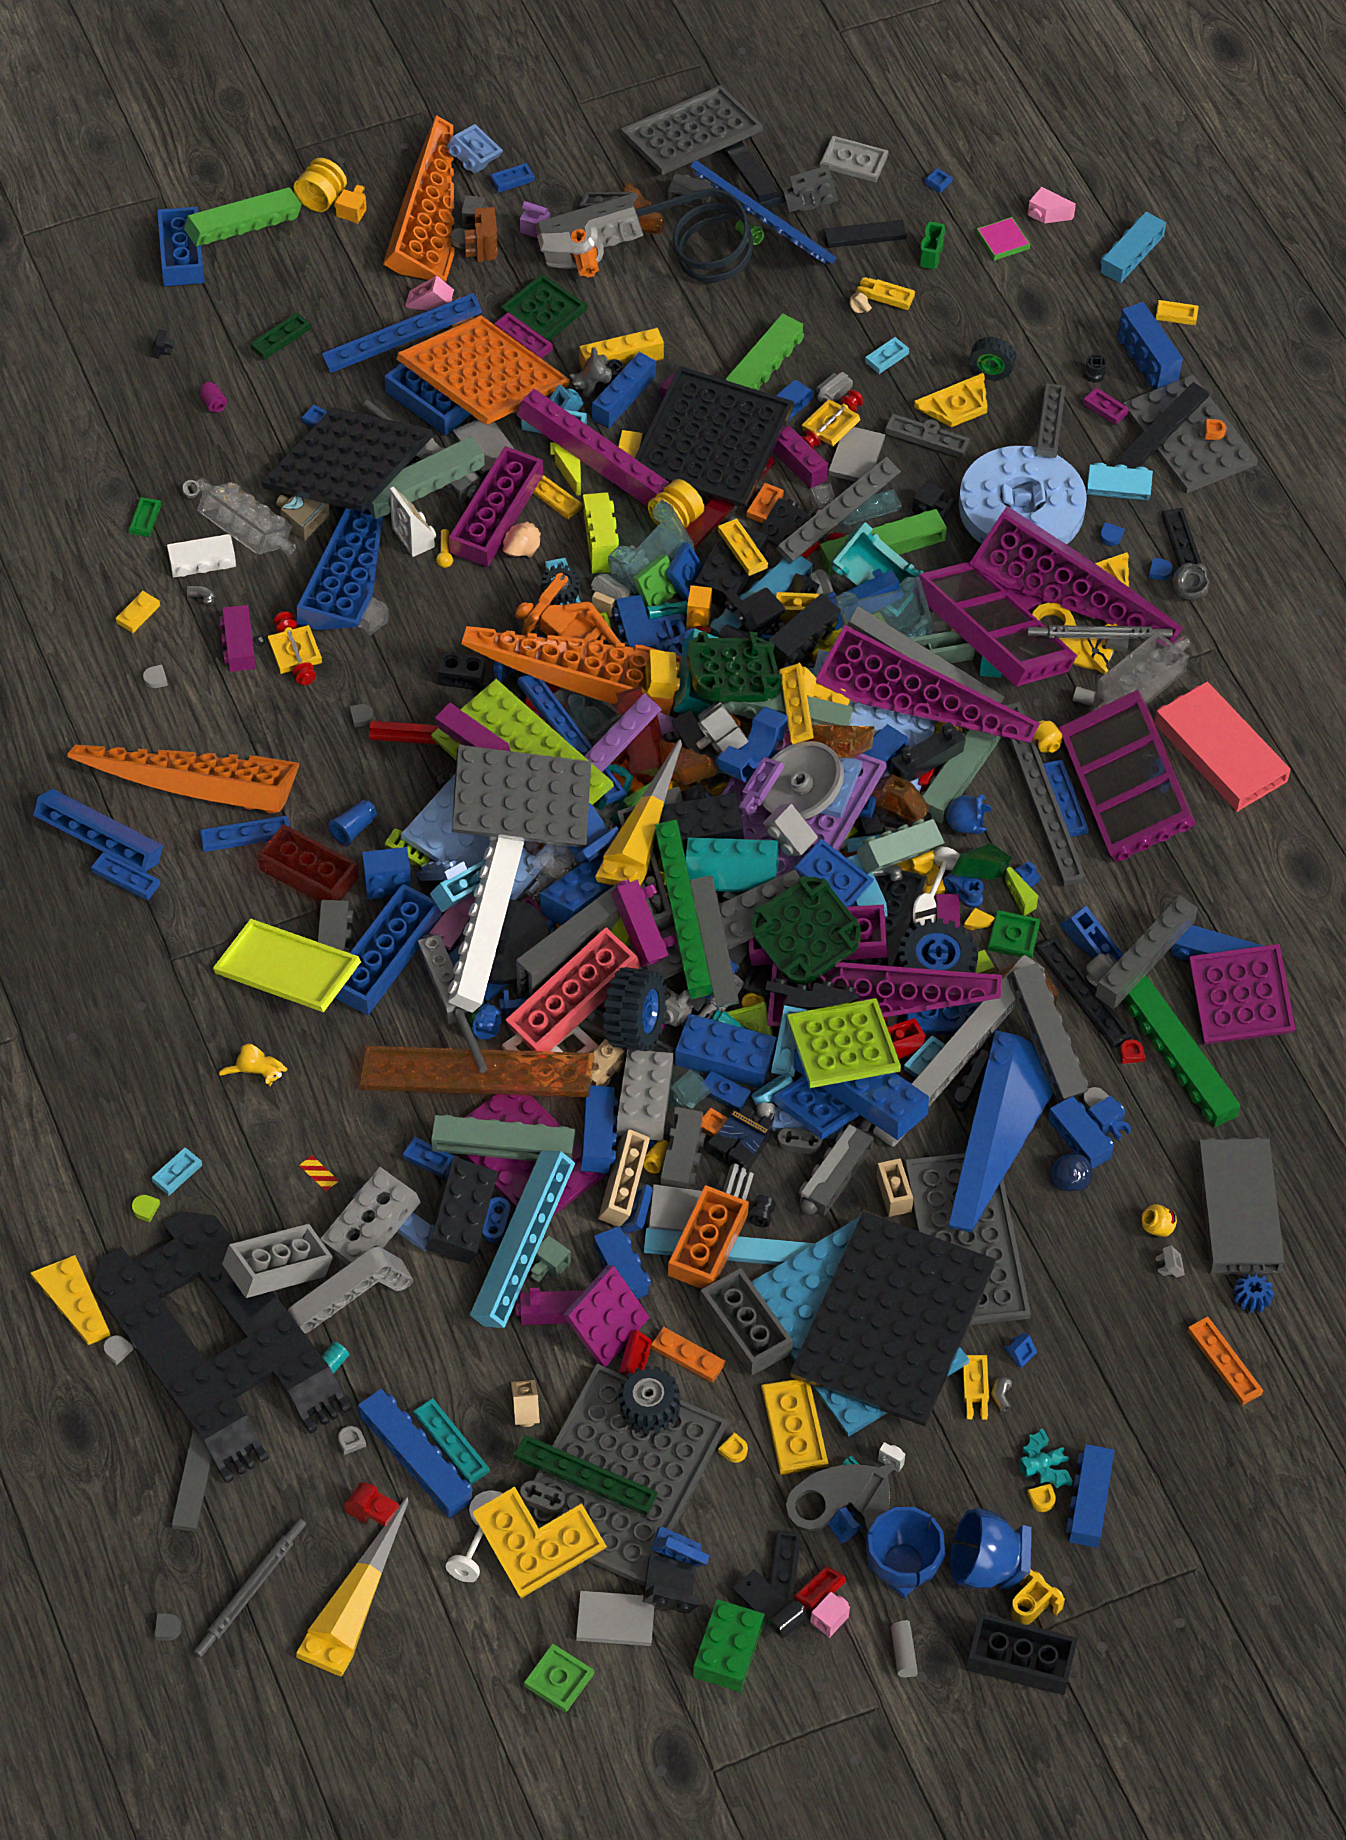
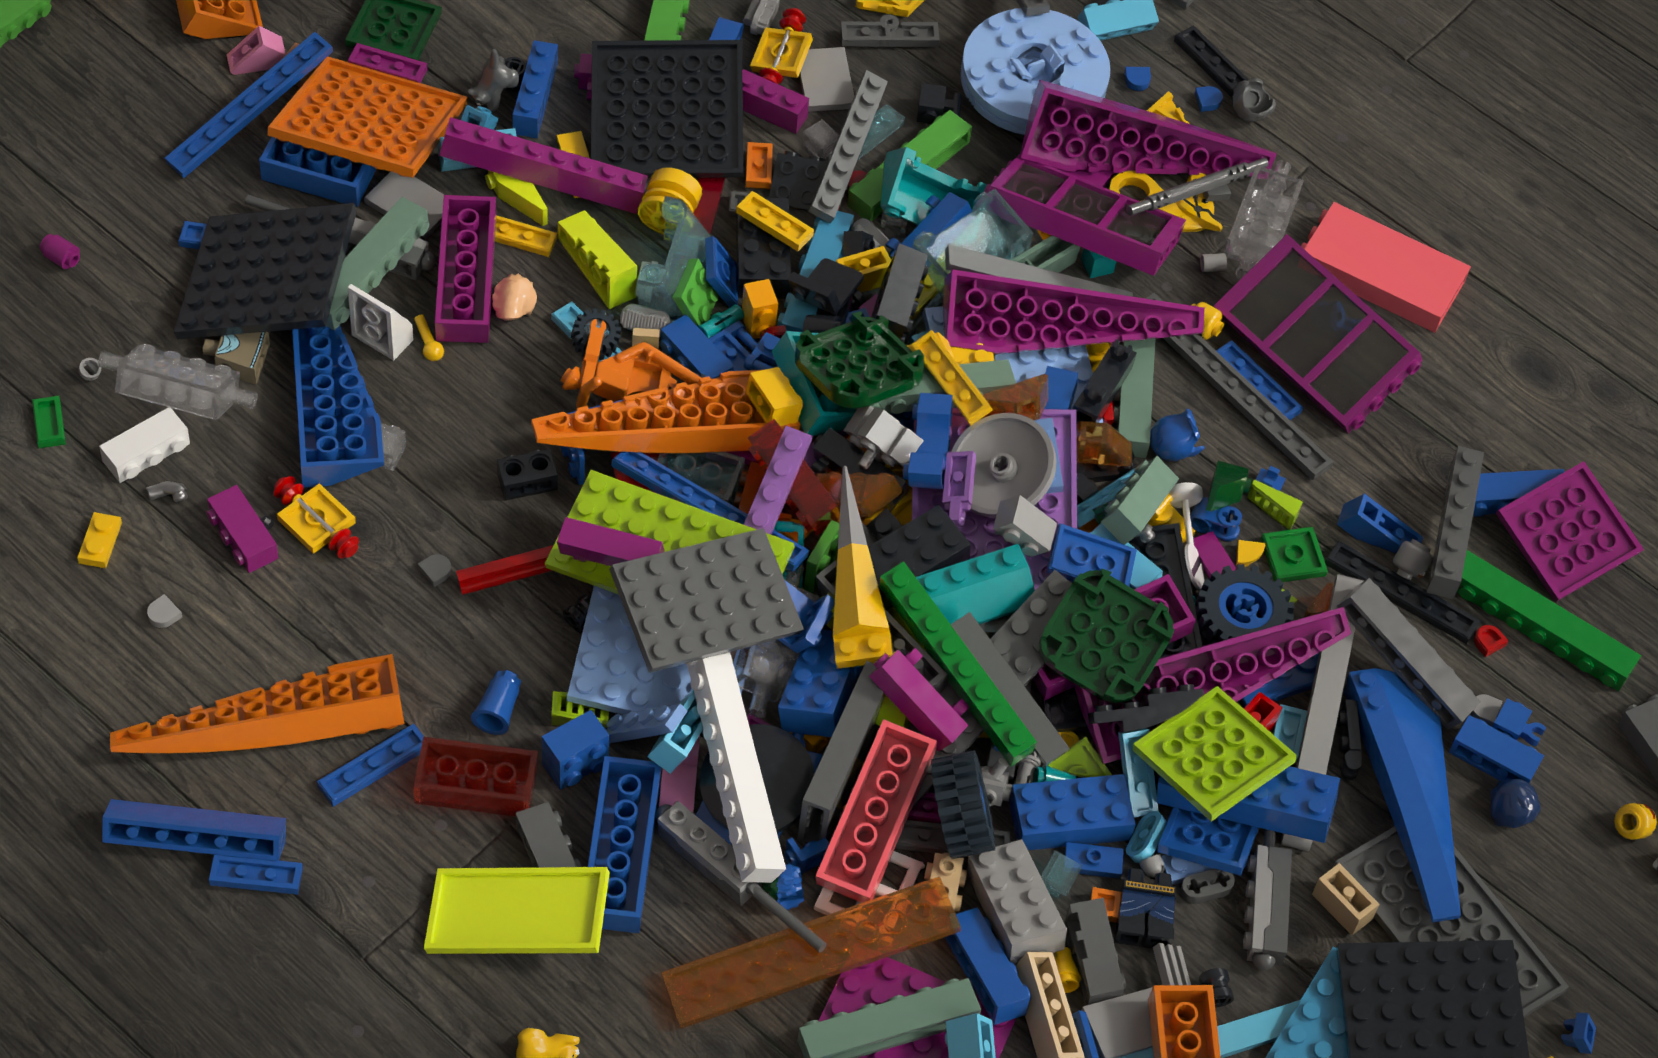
camera: 30 degrees left, 0 degrees up
(280, 336) = (103, 153): dark green plate -> none
(626, 347) = (511, 42): yellow brick -> none

